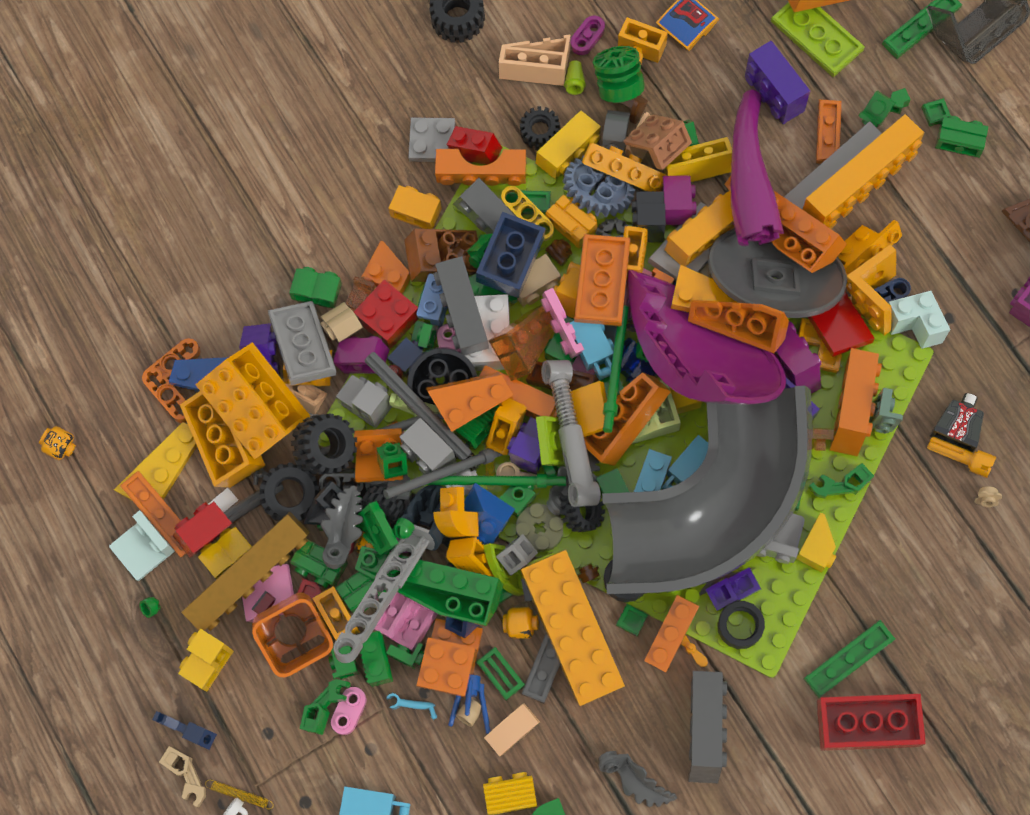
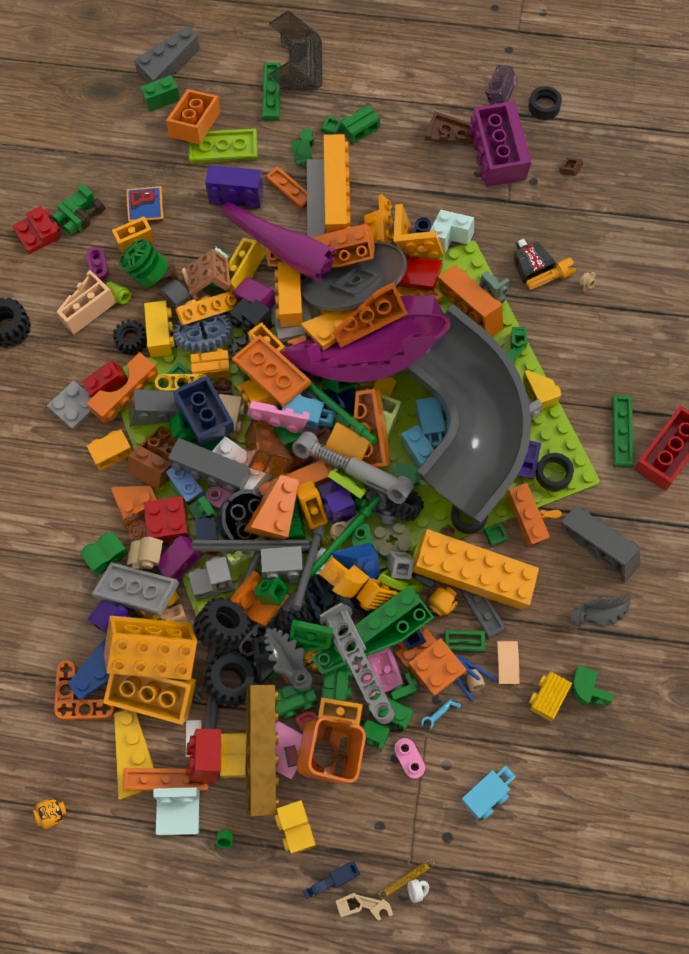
camera: 55 degrees left, 5 degrees down
(328, 696) = (390, 762): green piece -> none
(403, 528) = (325, 617): green hinge -> none

